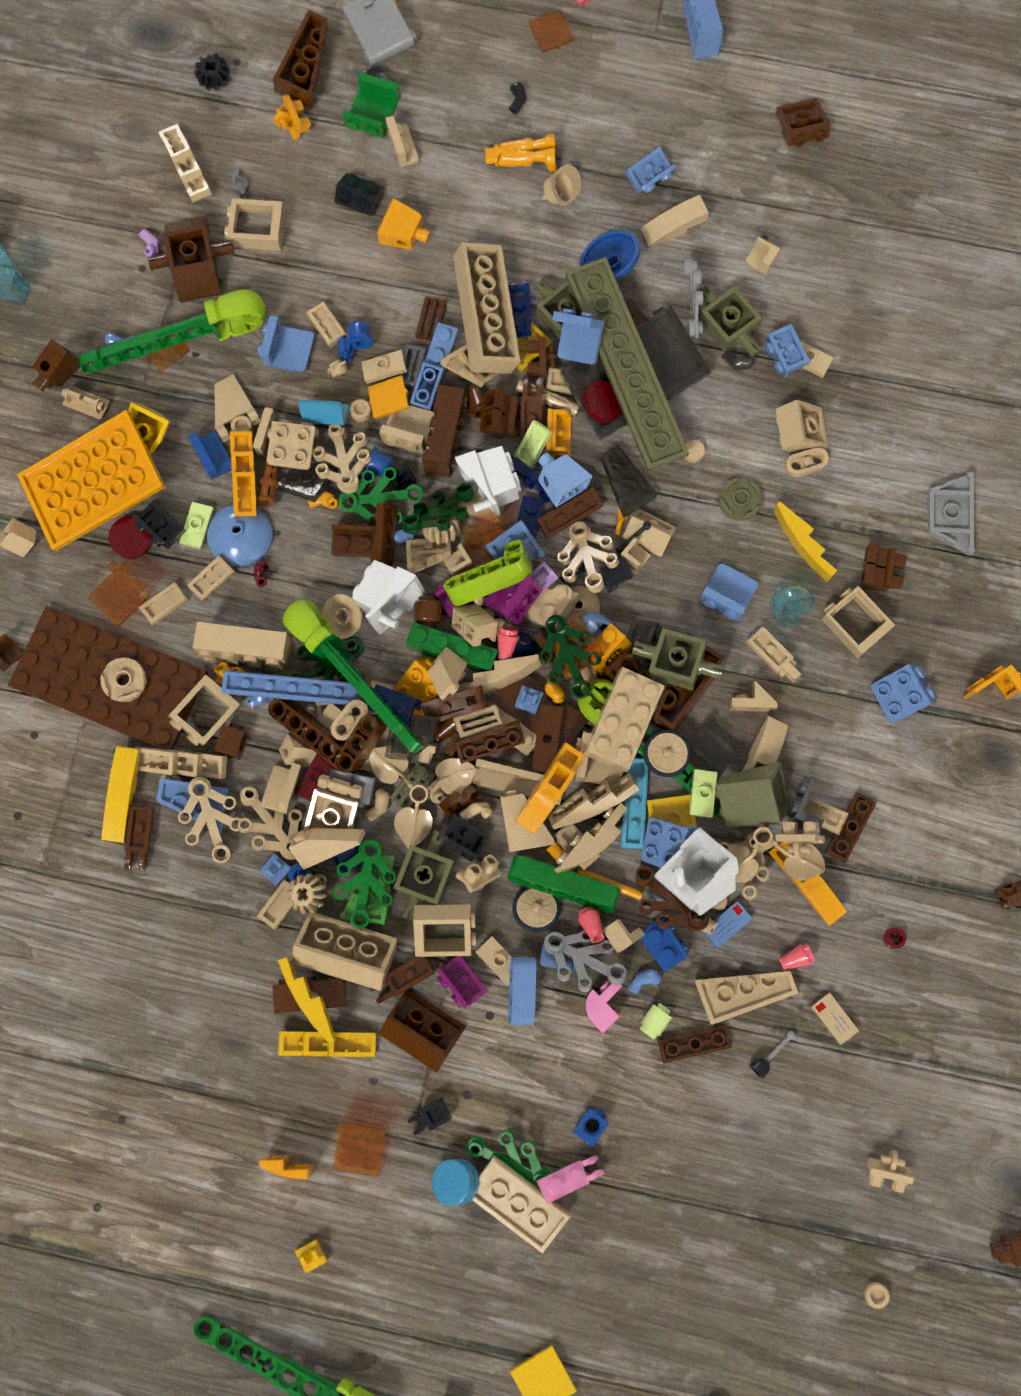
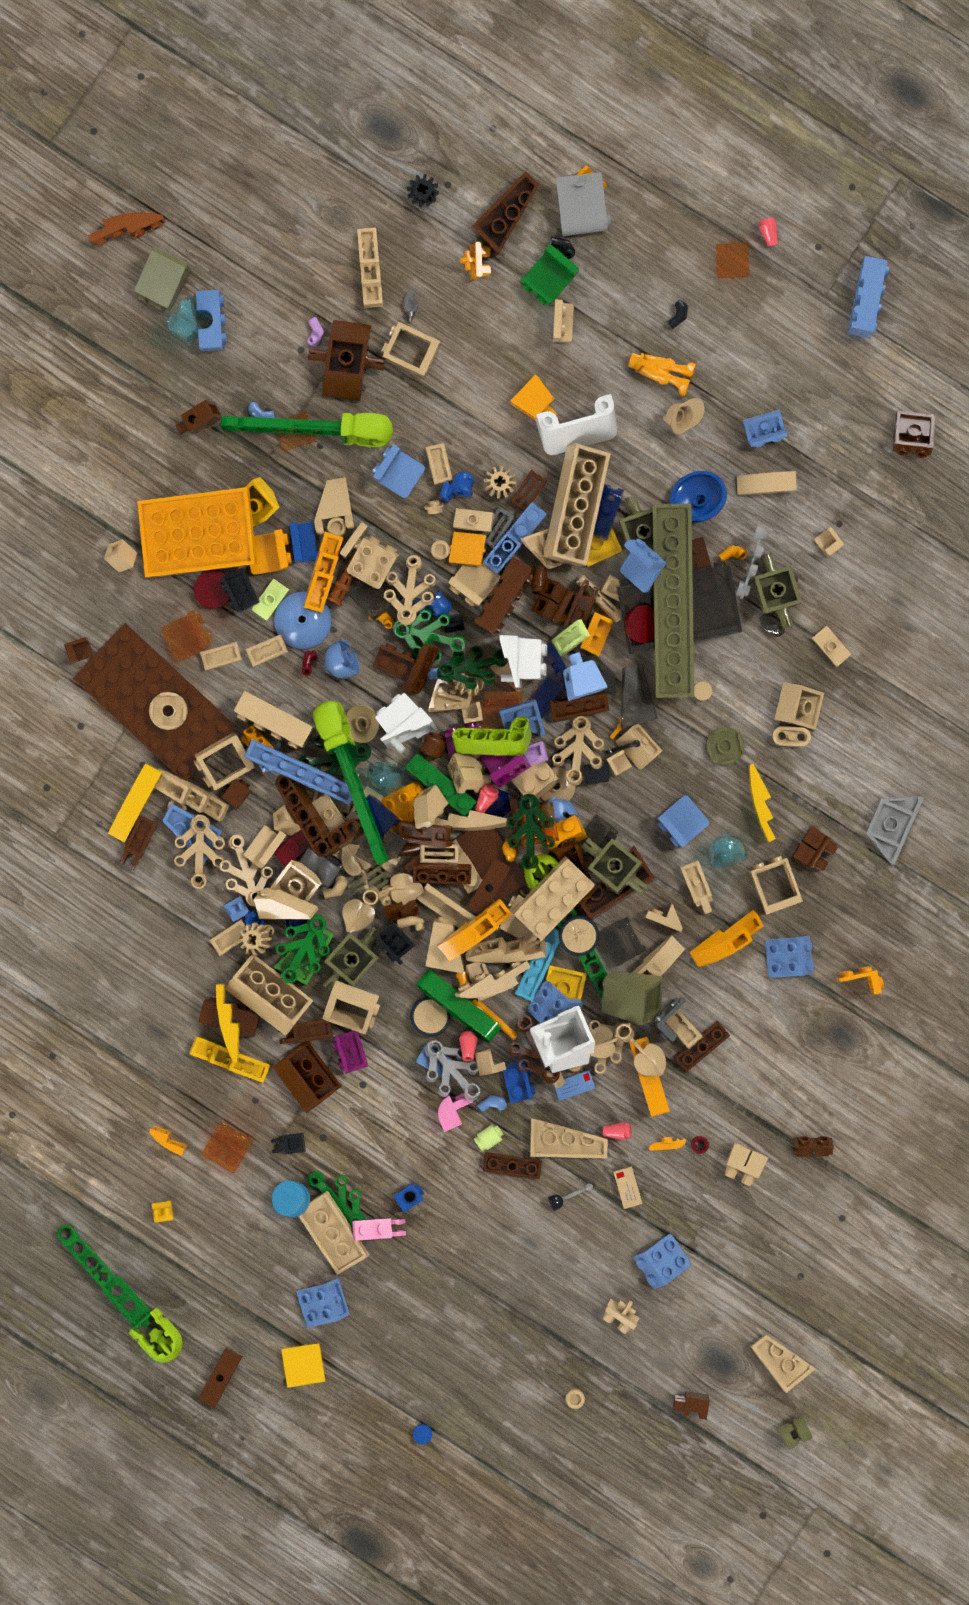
camera: 20 degrees right, 10 degrees up
(41, 284) = (212, 337): none -> medium blue arch
(85, 402) = (213, 456): tan hinge -> none
(180, 476) = (271, 553): none -> light orange bracket
(294, 559) = (340, 660): none -> medium blue cylinder
(323, 412) = (409, 543): dark azure panel -> none
(340, 786) = (311, 865): tan axle -> none
(348, 720) = (337, 815): tan plate -> none
(358, 194) = (509, 353): black bracket -> none
(389, 663) = (386, 777): none -> clear light blue cylinder
(397, 311) = (494, 477): none -> tan gear
(472, 224) = (583, 431): none -> white windscreen
(479, 873) = (395, 974): tan hips -> none
(496, 958) = (386, 1046): tan plate -> none
(522, 991) = (394, 1076): medium blue beam -> none
(529, 700) = (486, 849): medium blue tile -> none
(538, 347) = (602, 571): reddish brown hips -> none
(539, 1295) = (323, 1303): none -> medium blue bracket
(670, 299) = (733, 551): none -> light orange arm
(703, 793) = (594, 977): yellowish green plate -> none
(786, 350) = (814, 635): medium blue bracket -> none
(790, 834) = (660, 1044): tan hips -> none
(832, 701) = (727, 943): none -> light orange slope
(858, 951) = (667, 1144): none -> light orange piece
(910, 1091) = (662, 1262): none -> medium blue bracket
(954, 935) = (737, 1159): none -> tan hips

